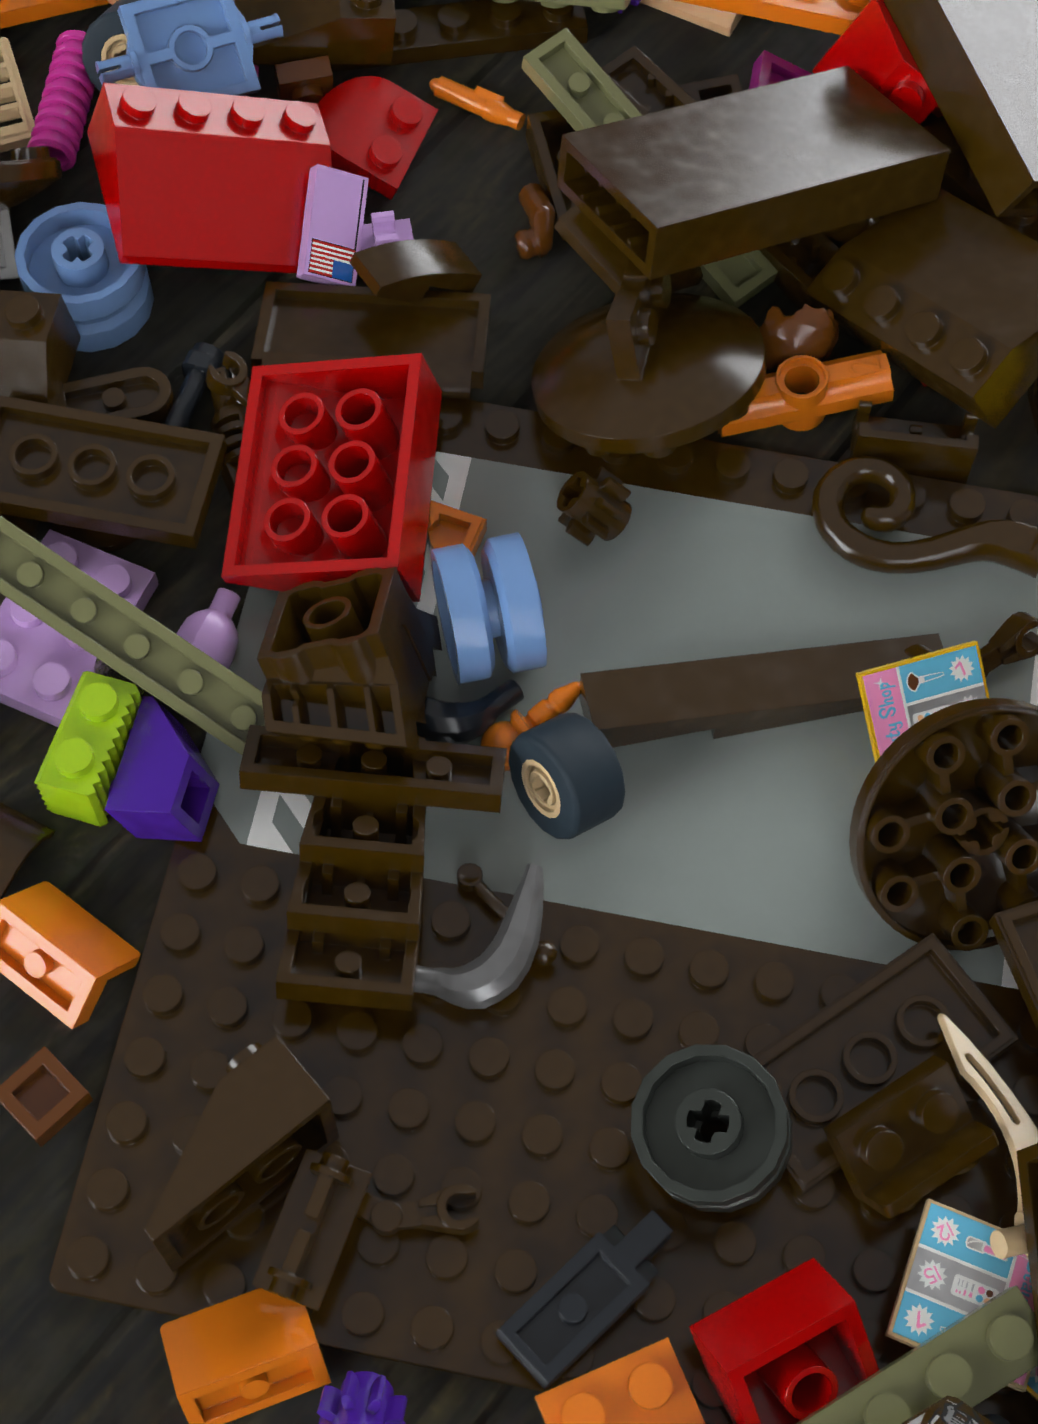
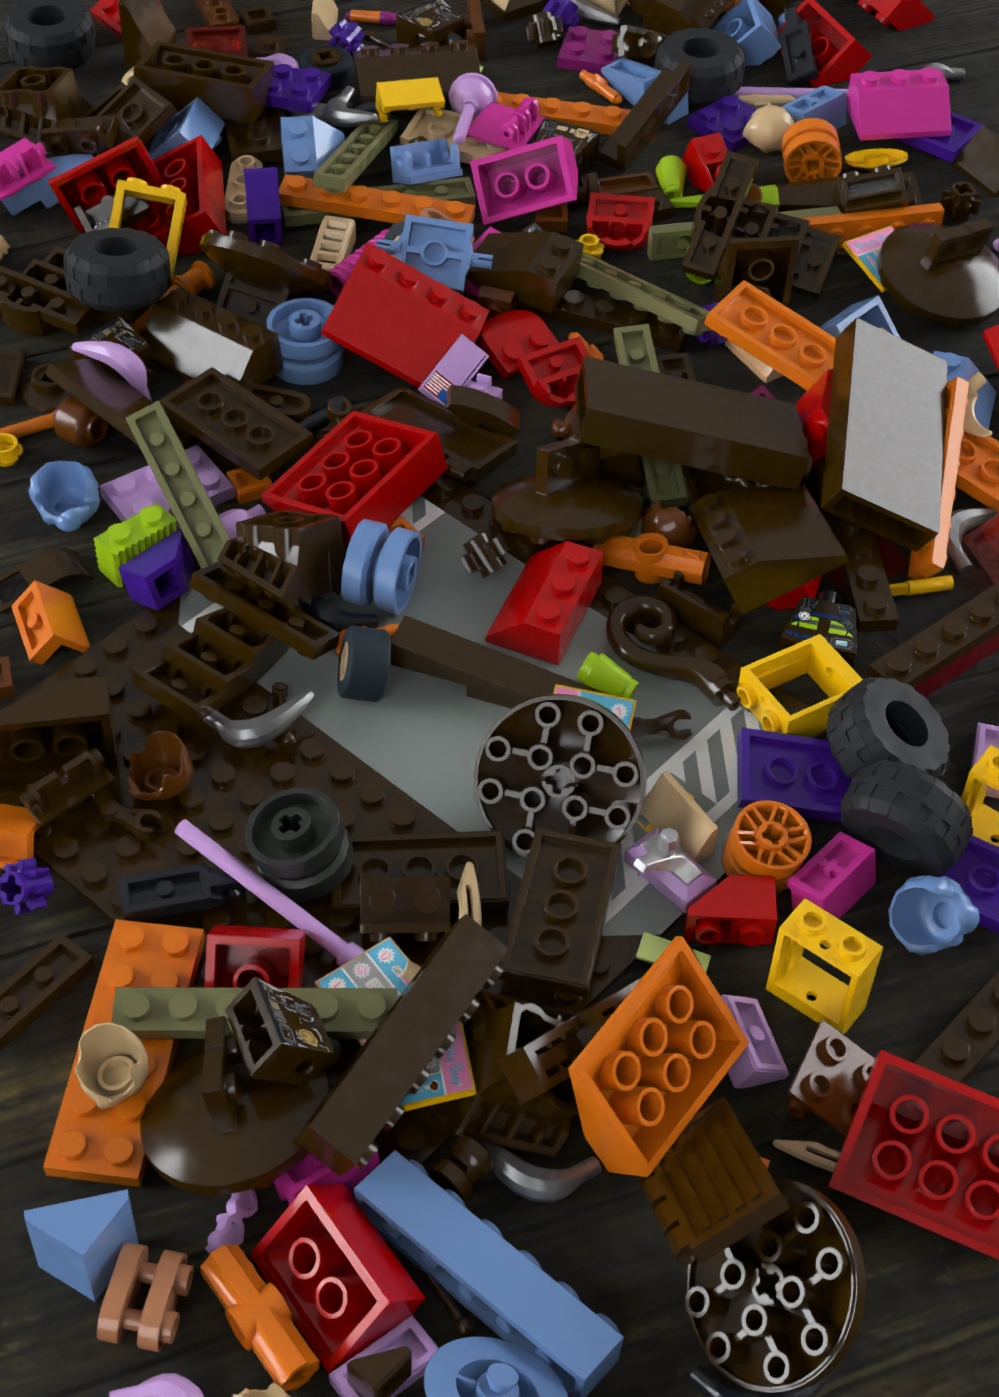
camera: 30 degrees right, 15 degrees down
(168, 561) = (247, 486): none -> orange tile
(421, 1116) = (160, 768): none -> reddish brown hair
(472, 156) = (553, 372): none -> red slope
(726, 536) = (548, 602): none -> red slope
(883, 613) = (606, 676): none -> lime cone
(883, 1253) = (269, 894): none -> lavender bar

